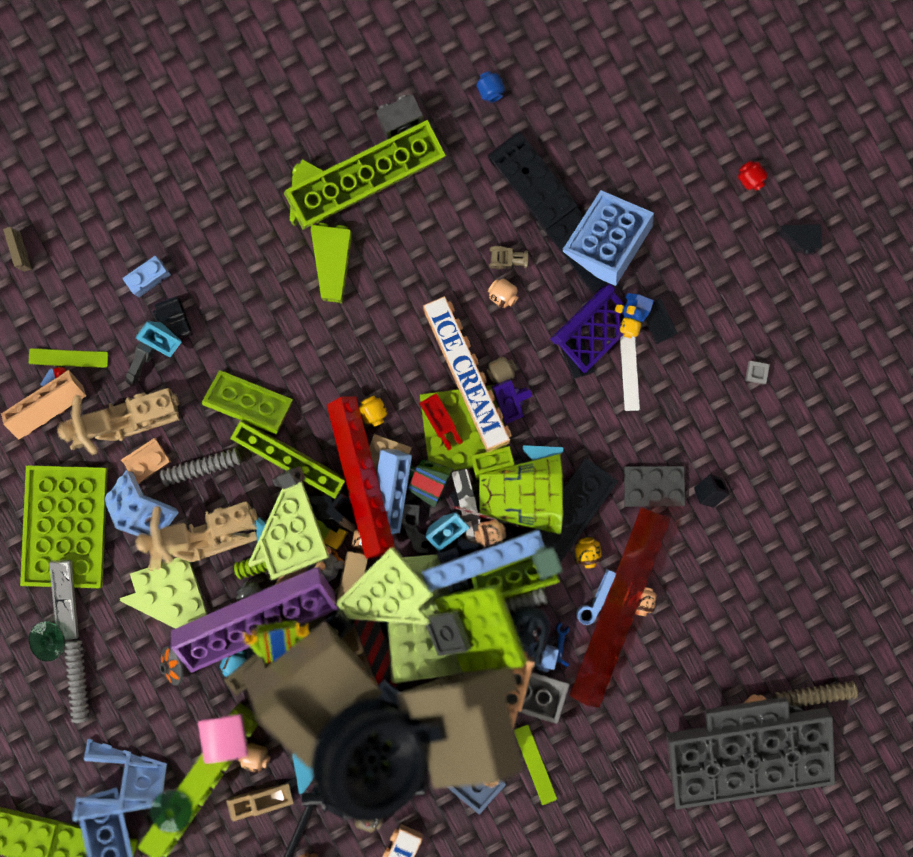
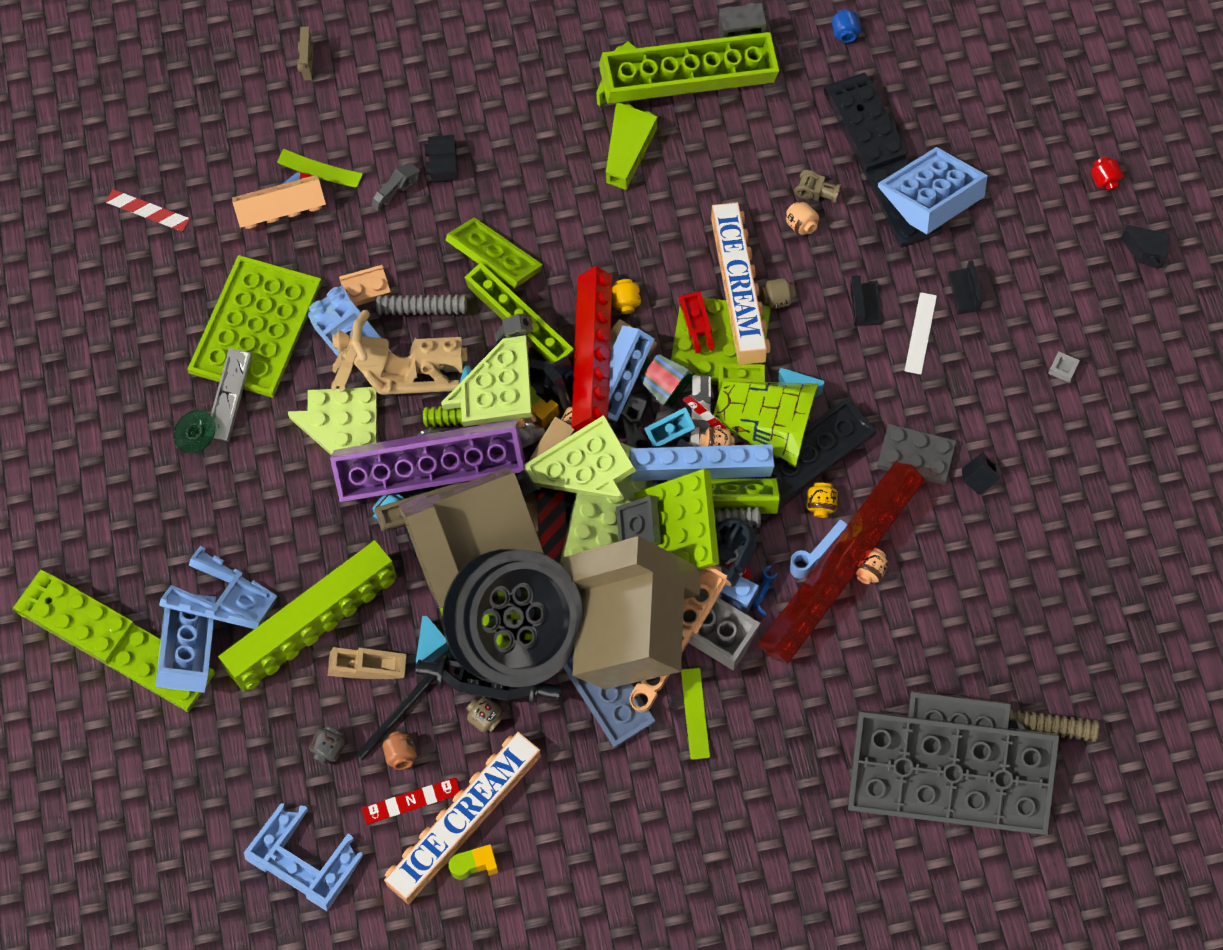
camera: 20 degrees right, 20 degrees down
(76, 681) = (210, 482): light grey piece -> none
(121, 420) = (354, 241): tan piece -> none
(146, 276) = (429, 110): light blue brick -> none
(159, 337) = (422, 162): medium azure slope -> none
(171, 666) = (320, 490): dark grey dish -> none
(181, 809) = (274, 636): clear green dish -> none
(223, 738) = (354, 562): bright pink slope -> none
(257, 758) = (377, 613): light nougat head -> none
(275, 638) = (443, 475): torso -> none
(429, 732) = (587, 601): black panel -> none
(510, 399) = (779, 322): dark purple hinge -> none
(546, 562) = (771, 474): sand green brick -> none
(575, 323) = (881, 259): dark purple fence -> none
(634, 312) = (943, 265): piece -> none

